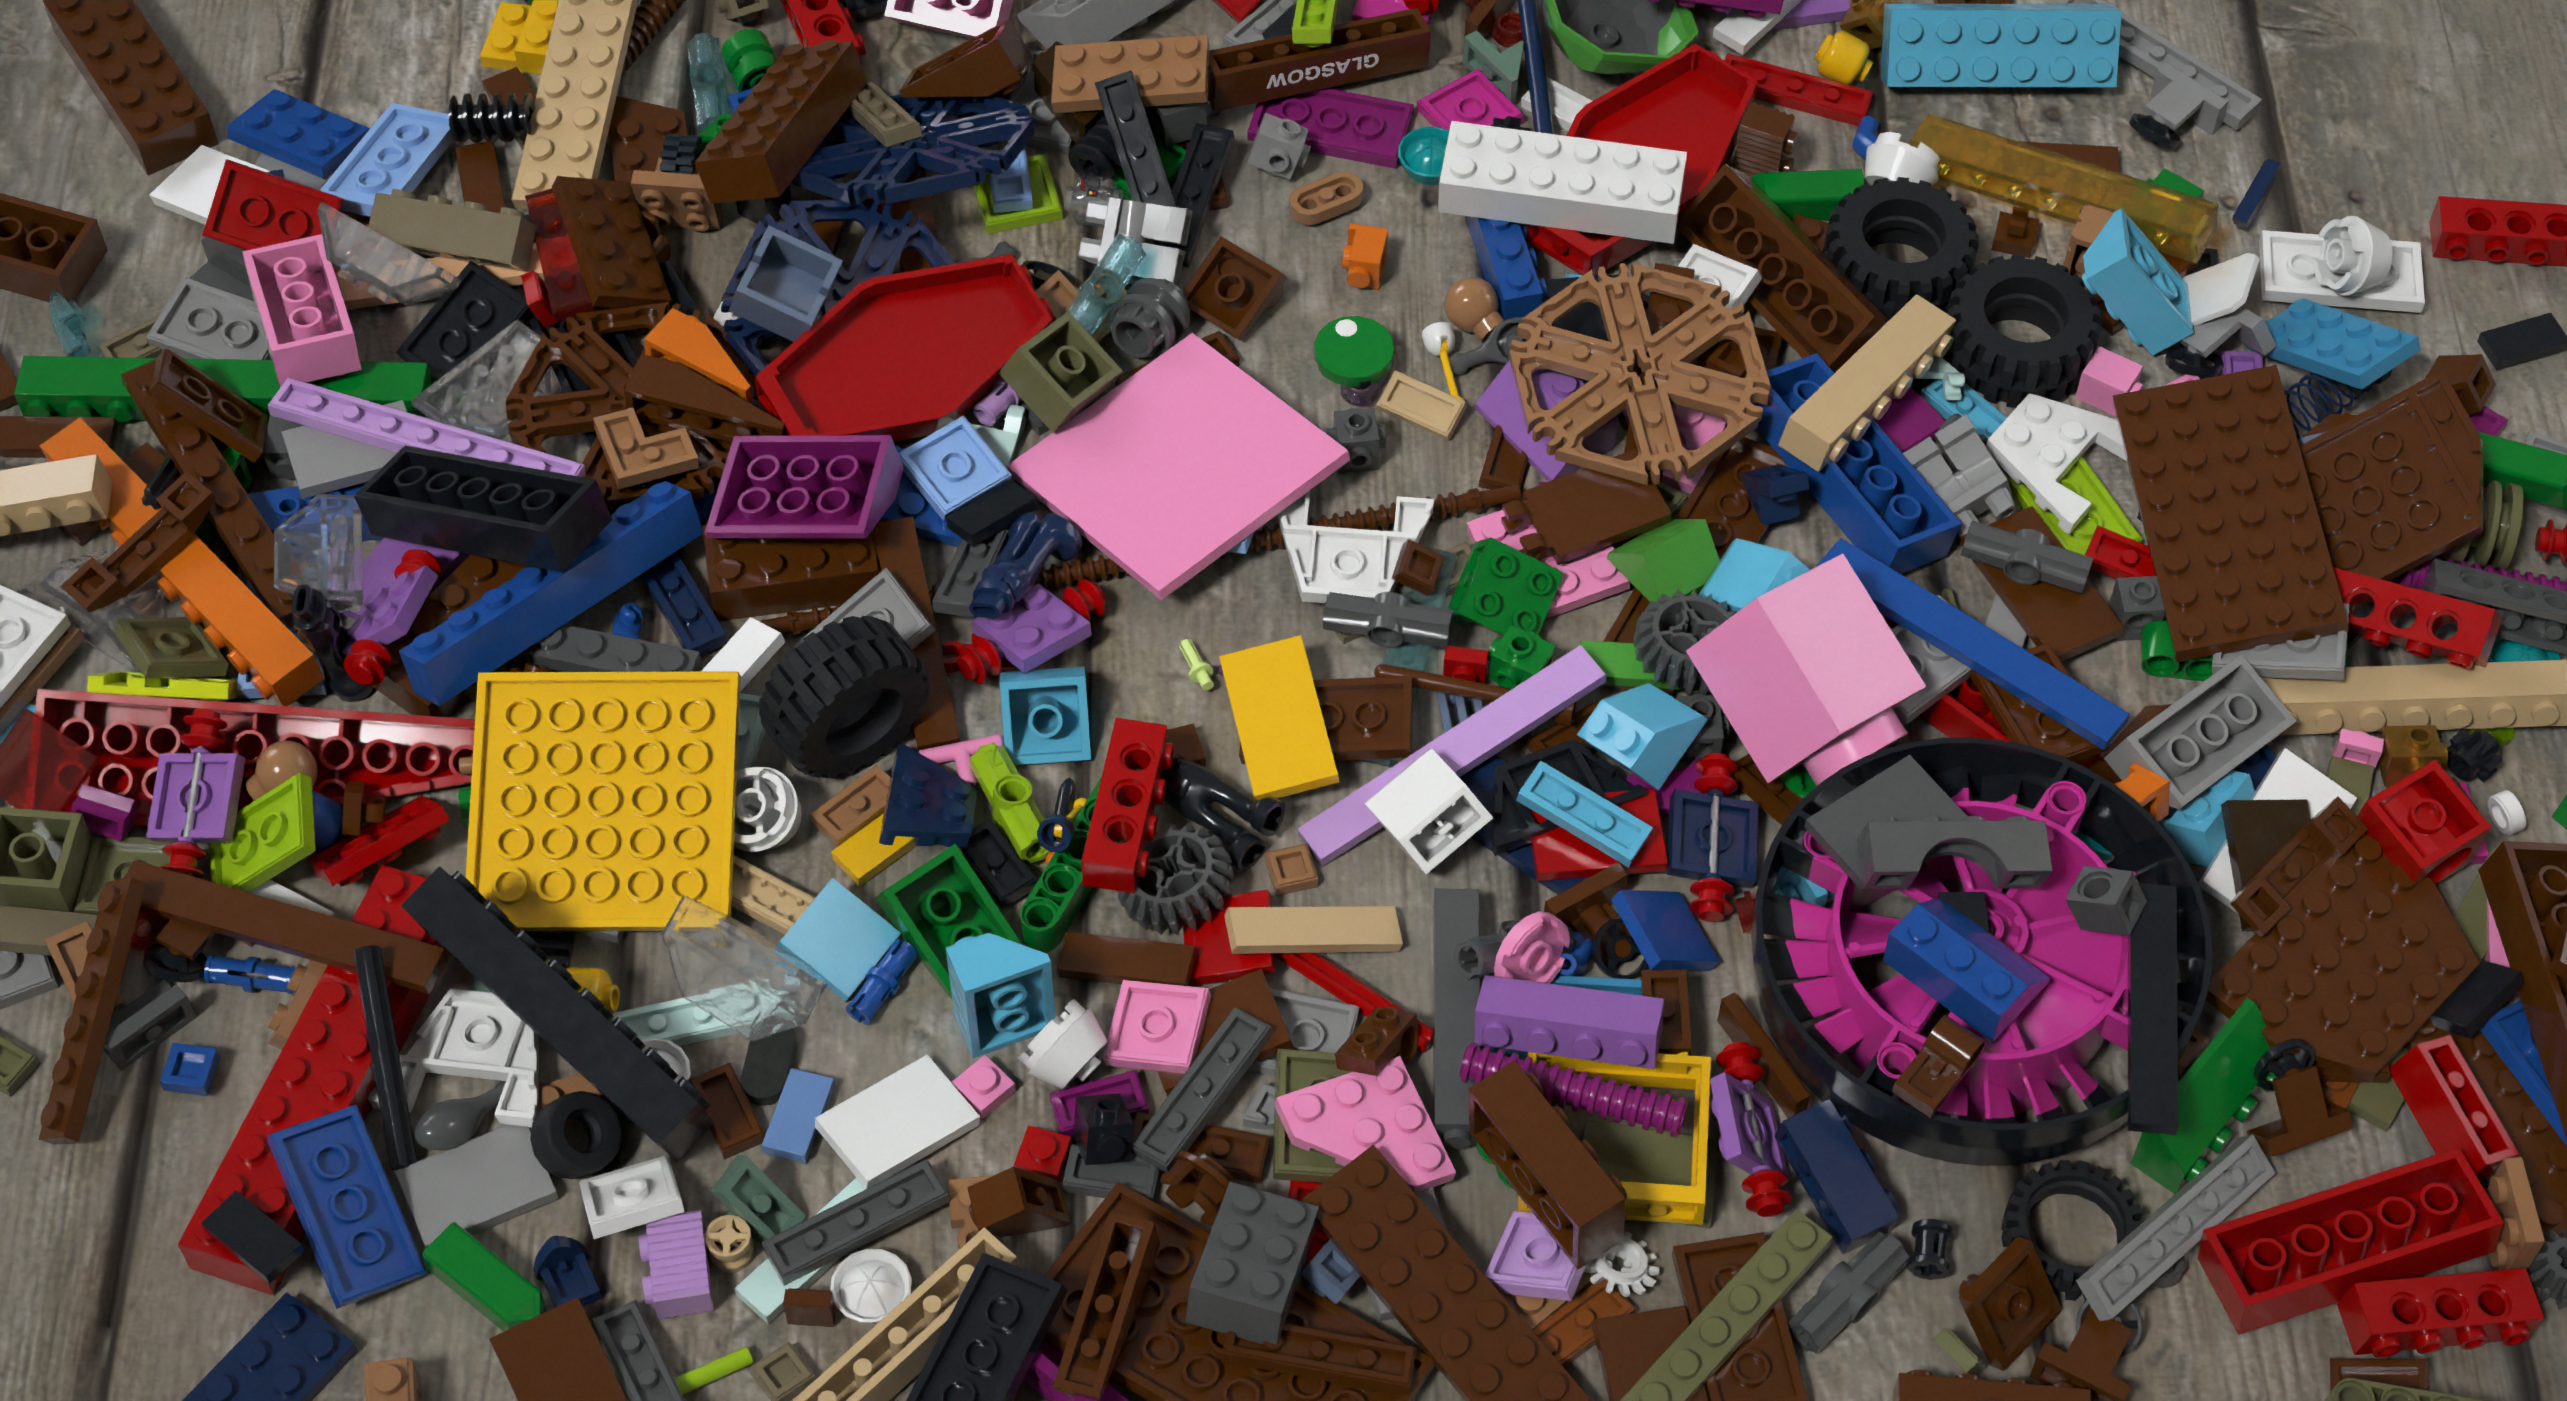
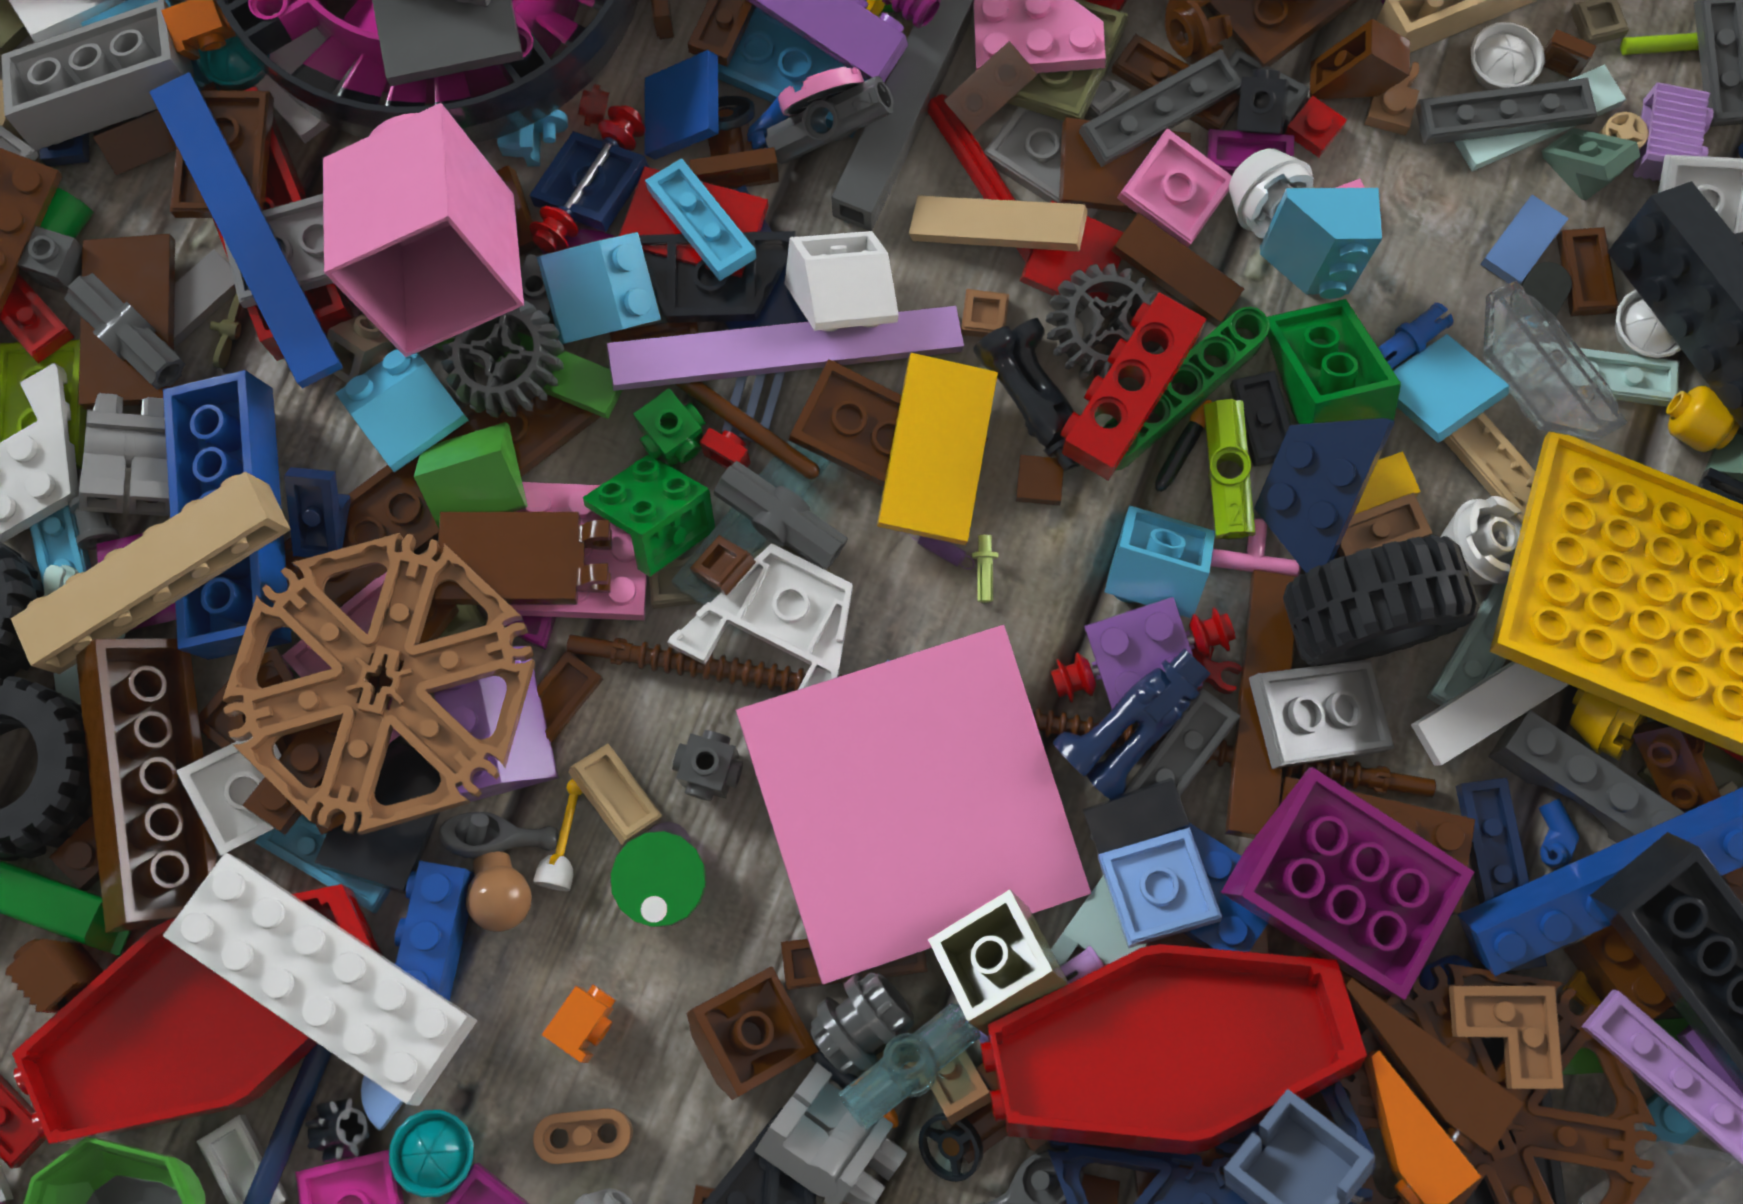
camera: 155 degrees left, 20 degrees up
(897, 1121) = (1441, 193): white tile -> none
(1061, 827) = (1206, 391): dark blue hinge -> none

